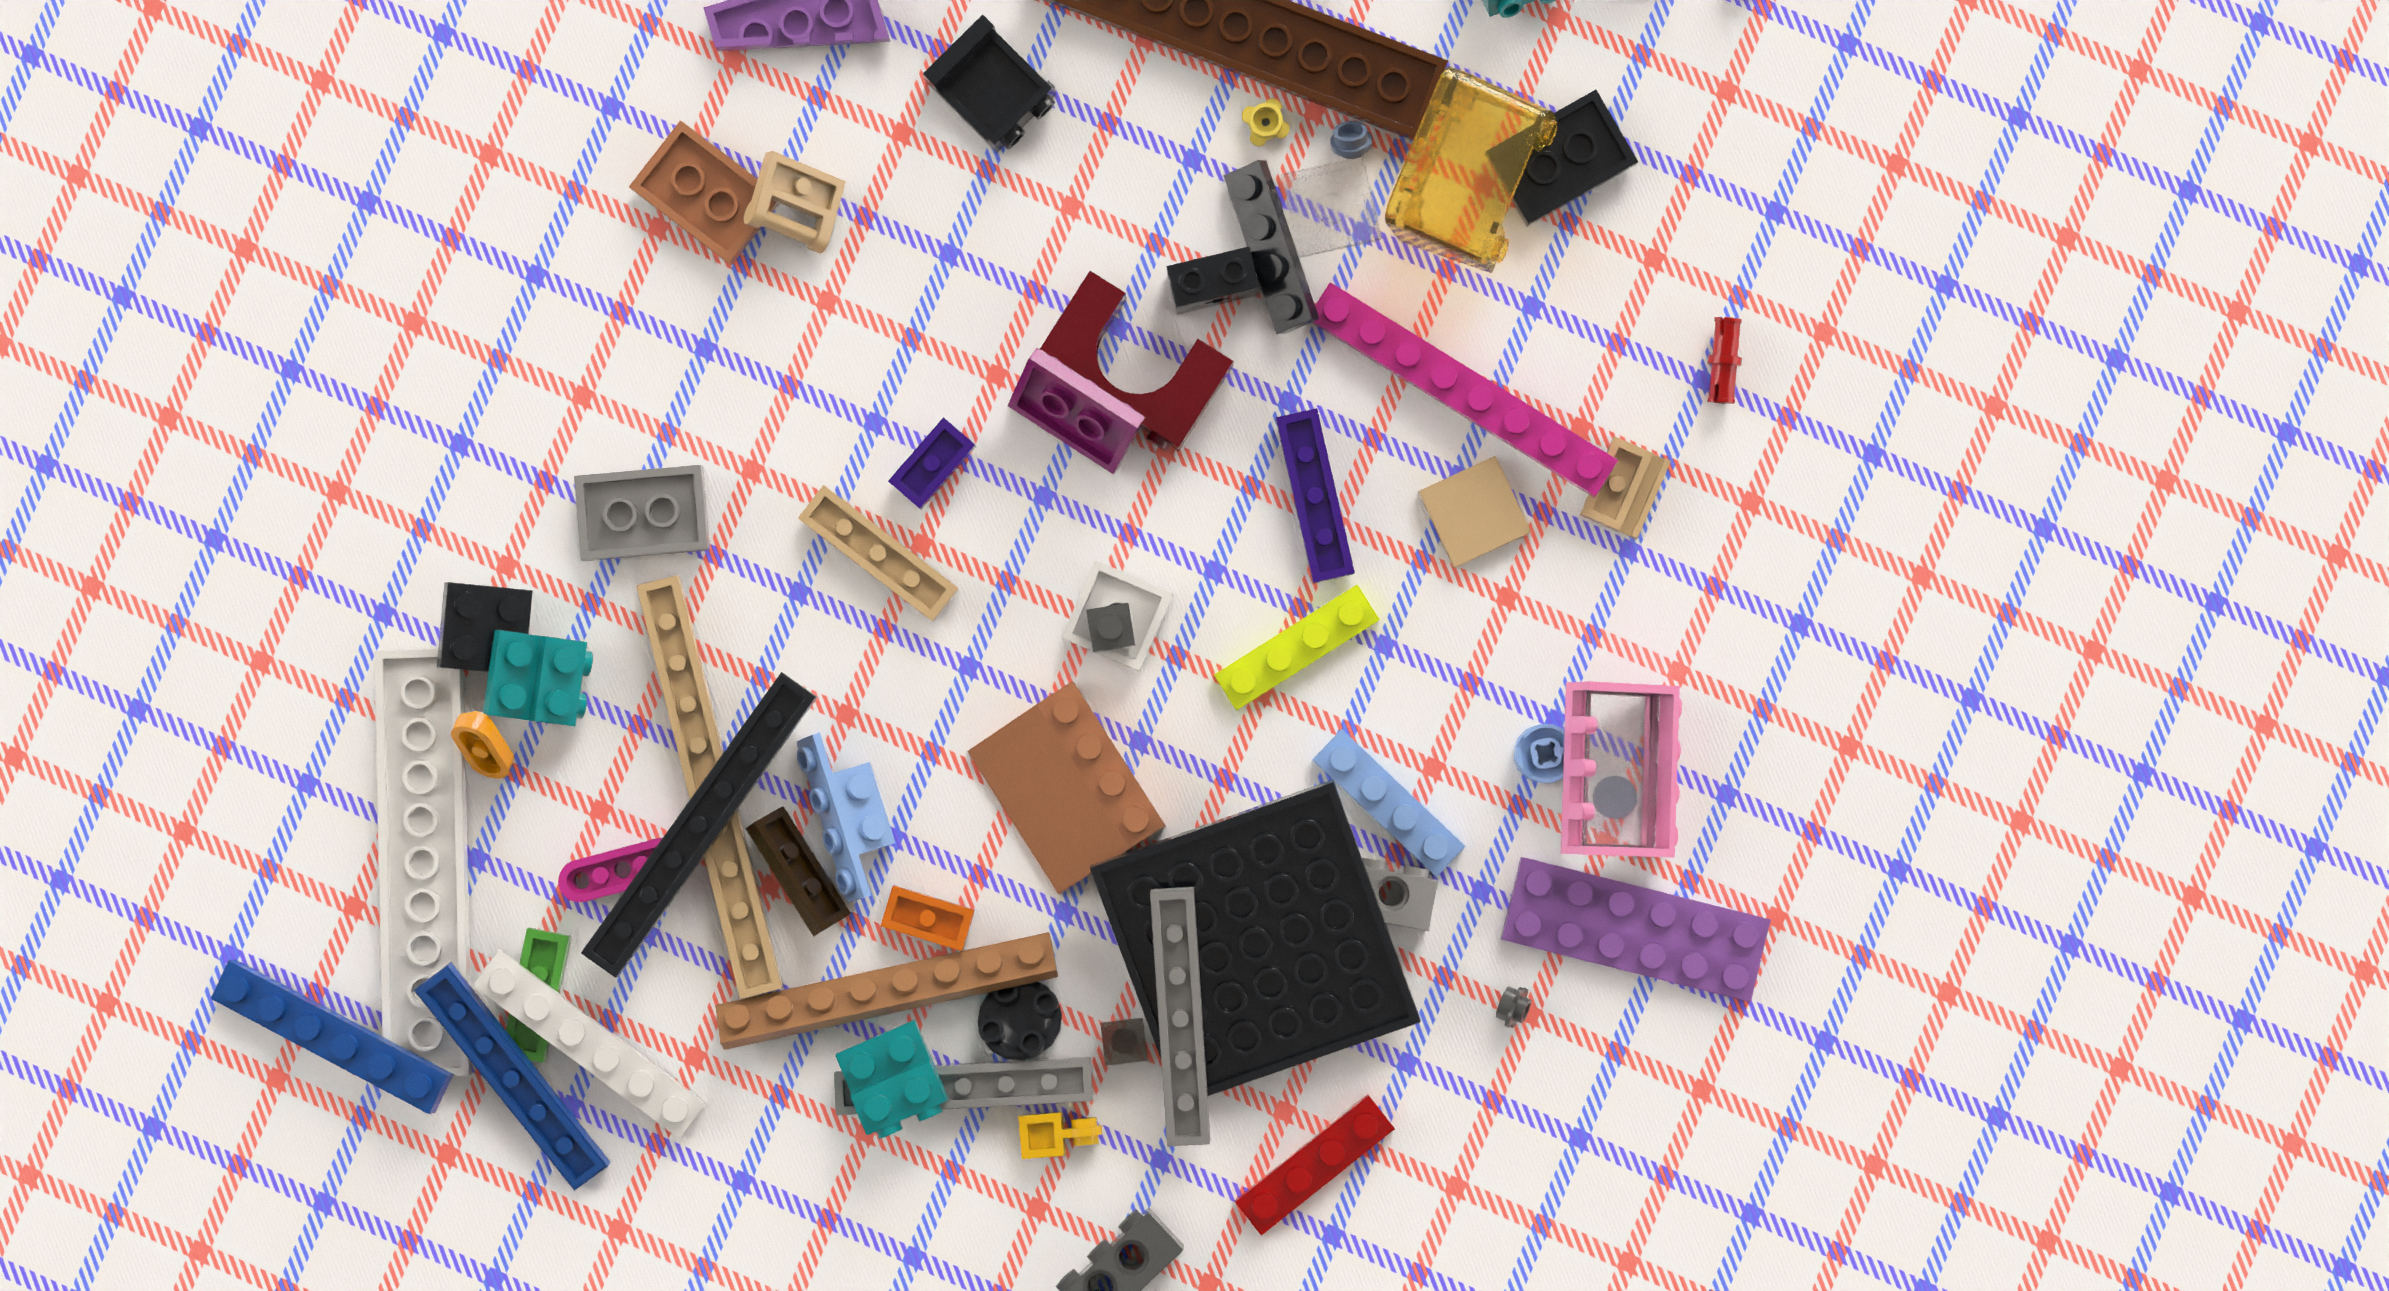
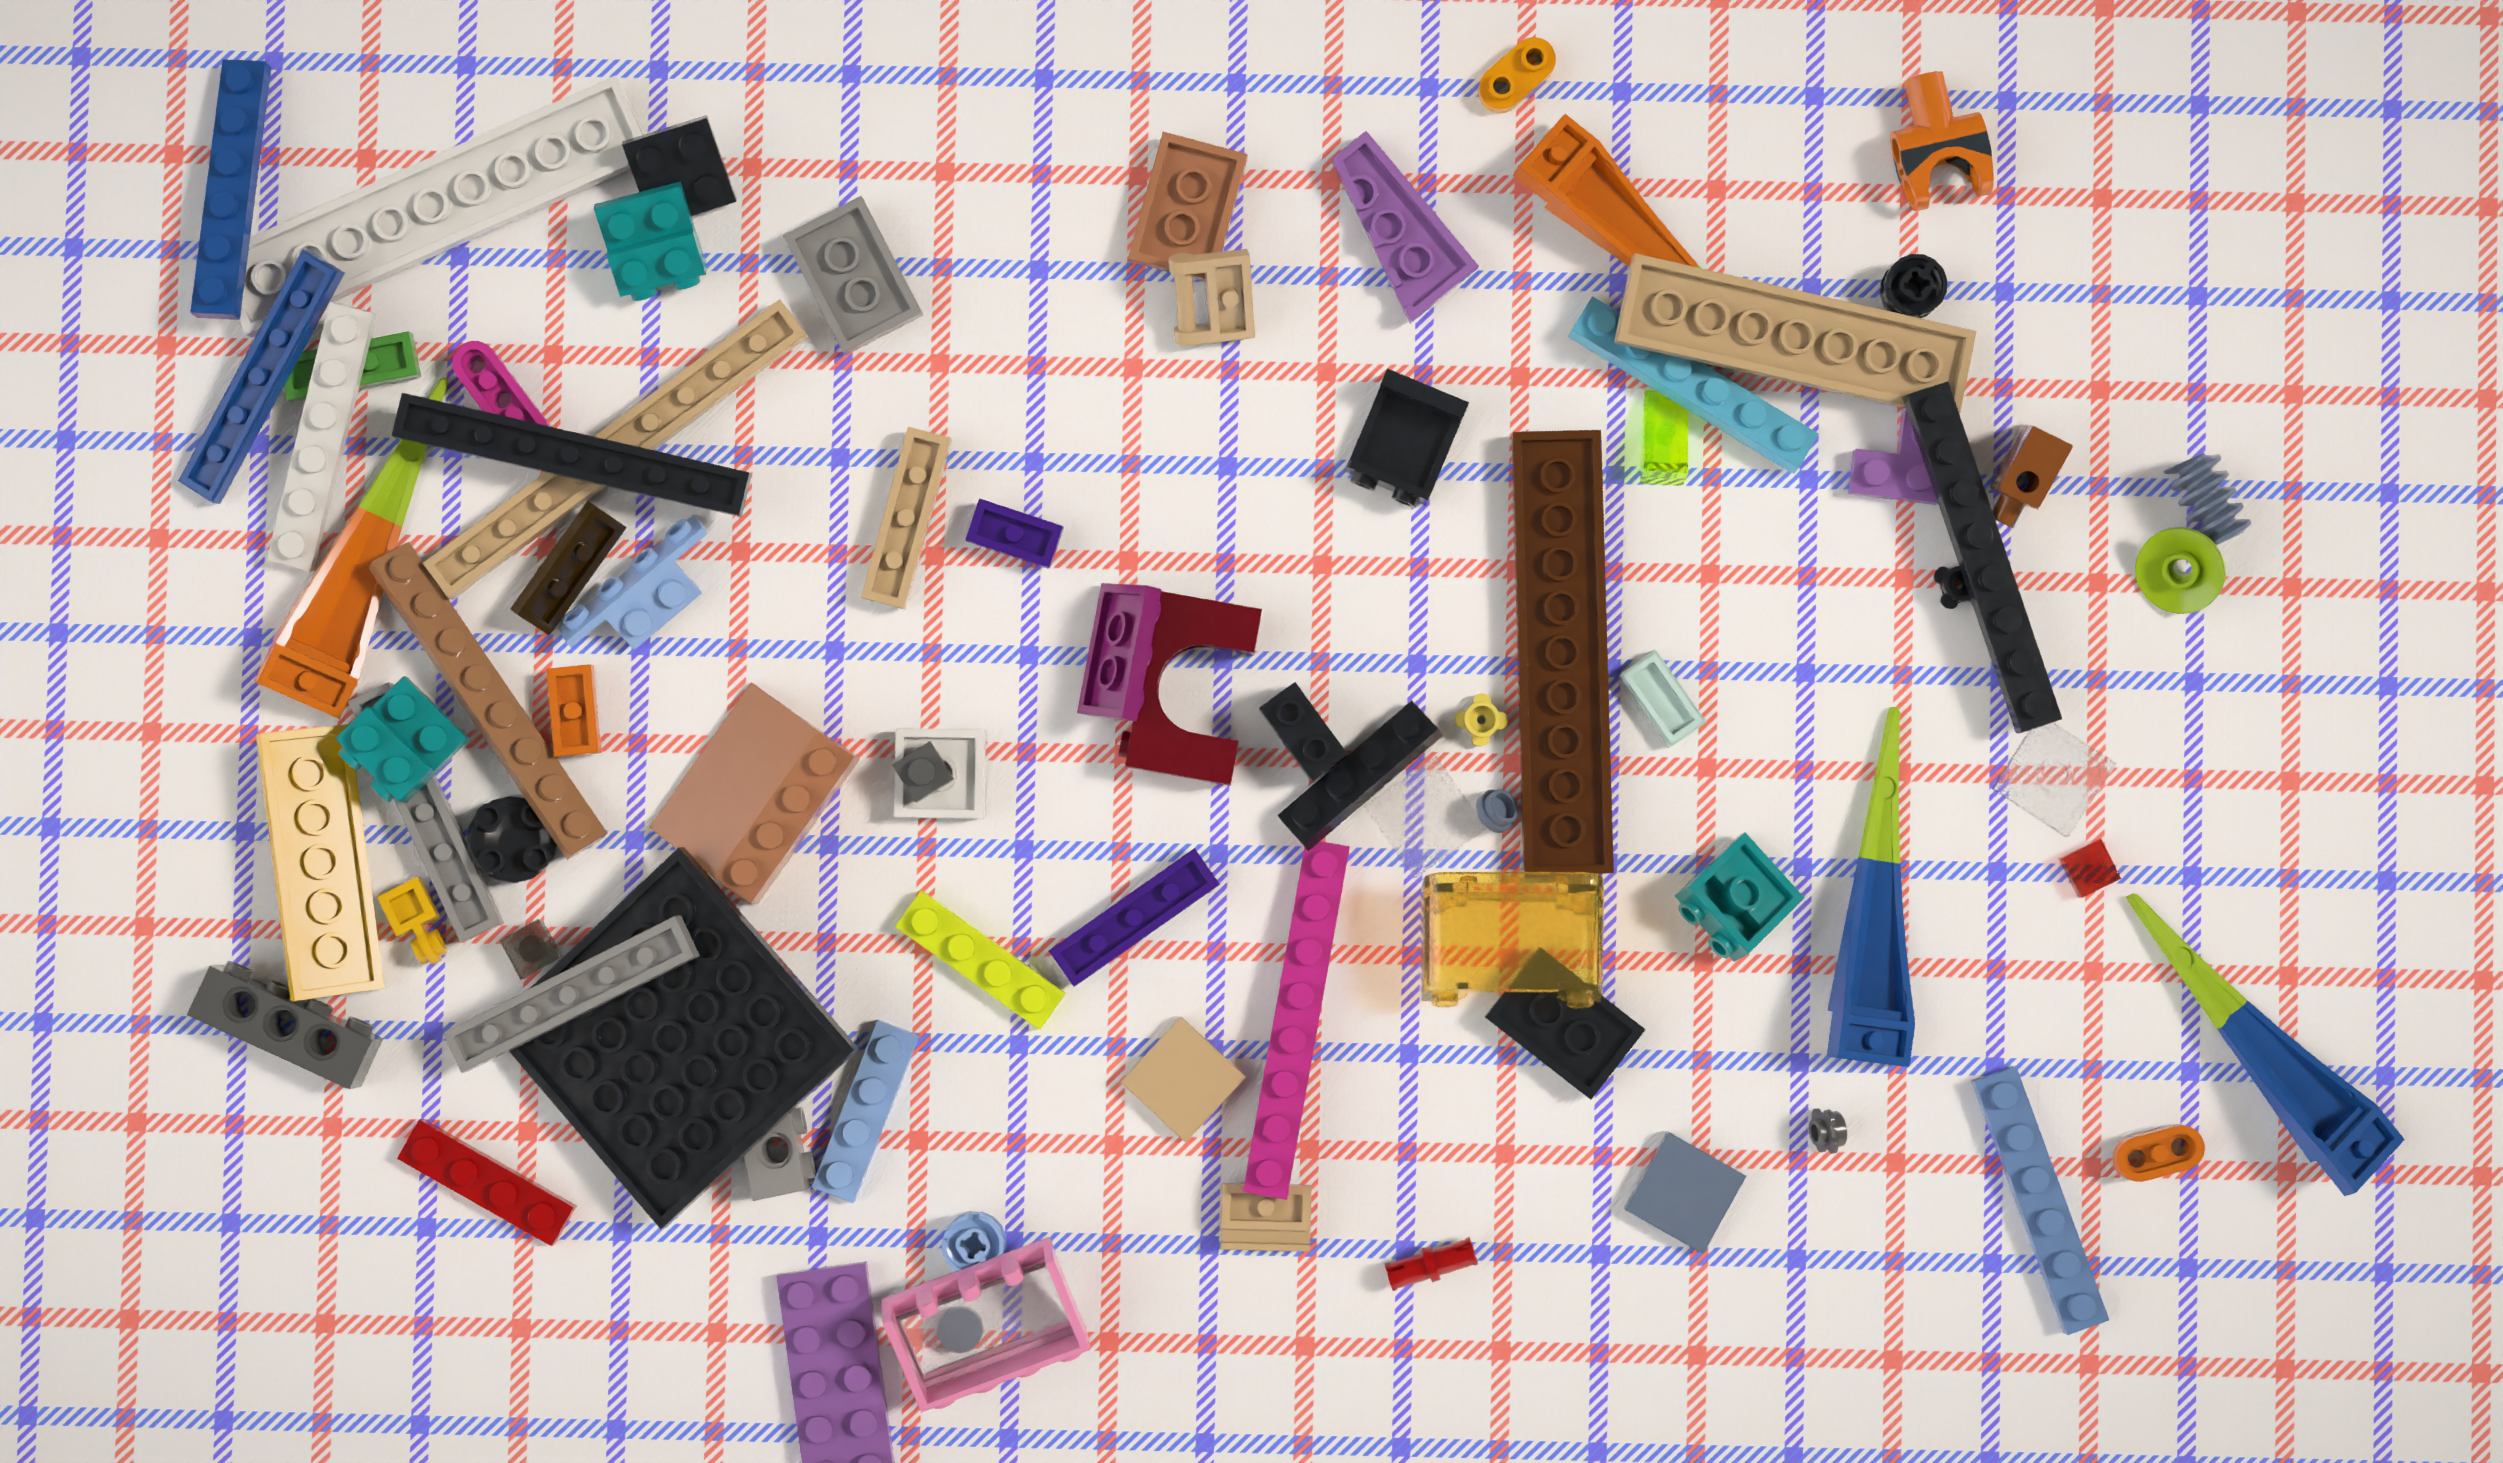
camera: 65 degrees right, 0 degrees up
(482, 745) = (566, 216): light orange plate -> none
(763, 1105) = (328, 630): none -> orange plate
(970, 1197) = (319, 864): none -> yellow plate
(1513, 1006) = (715, 1313): dark grey plate -> none
(1751, 115) = (1684, 1192): none -> sand blue tile

